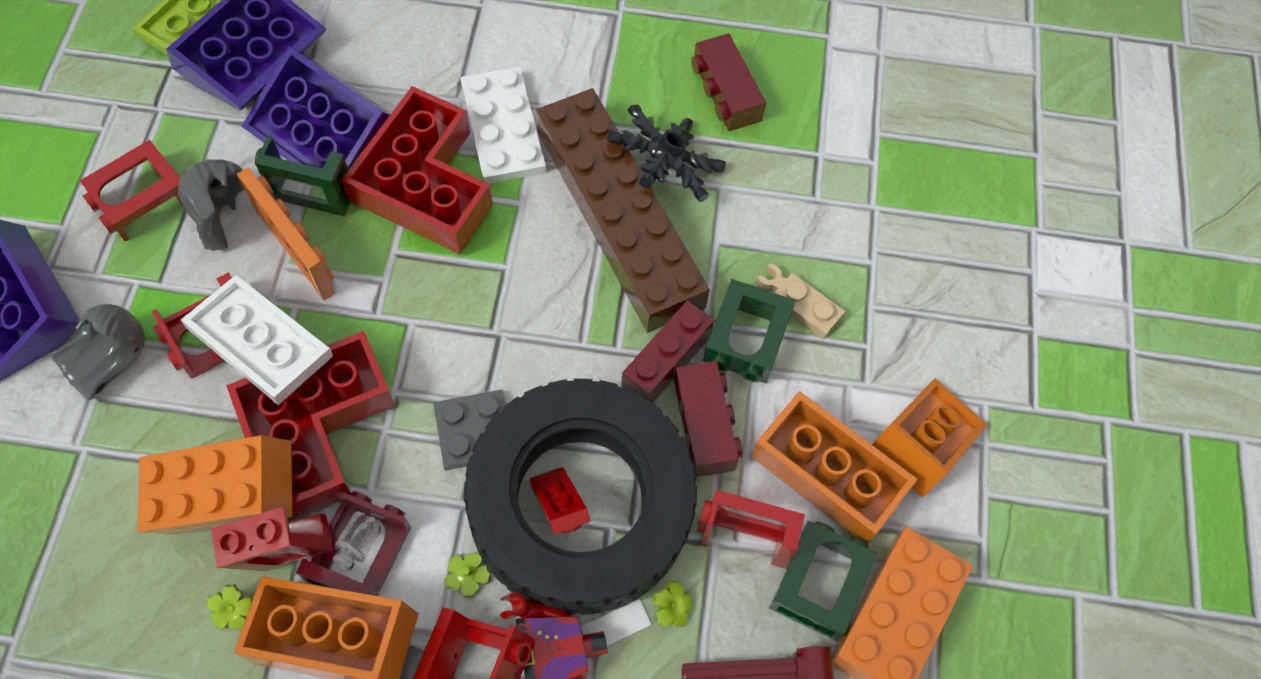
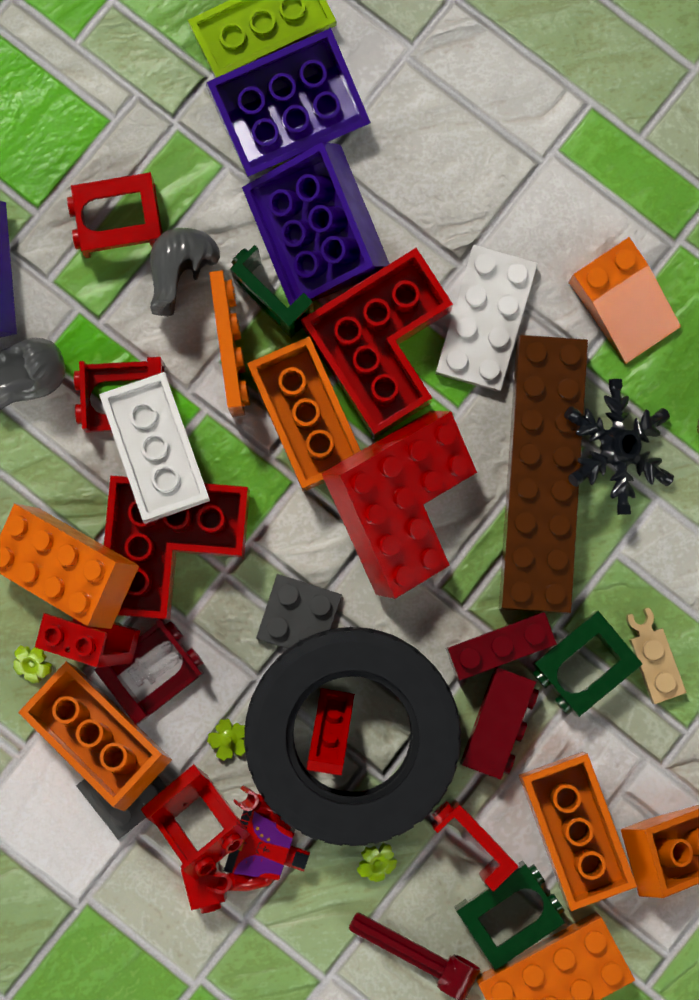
camera: 35 degrees right, 20 degrees up
(388, 256) = (304, 410): none -> orange brick
(496, 285) = (384, 498): none -> red brick
(603, 58) = (625, 300): none -> orange slope
(619, 622) = (325, 852): white sticker -> none

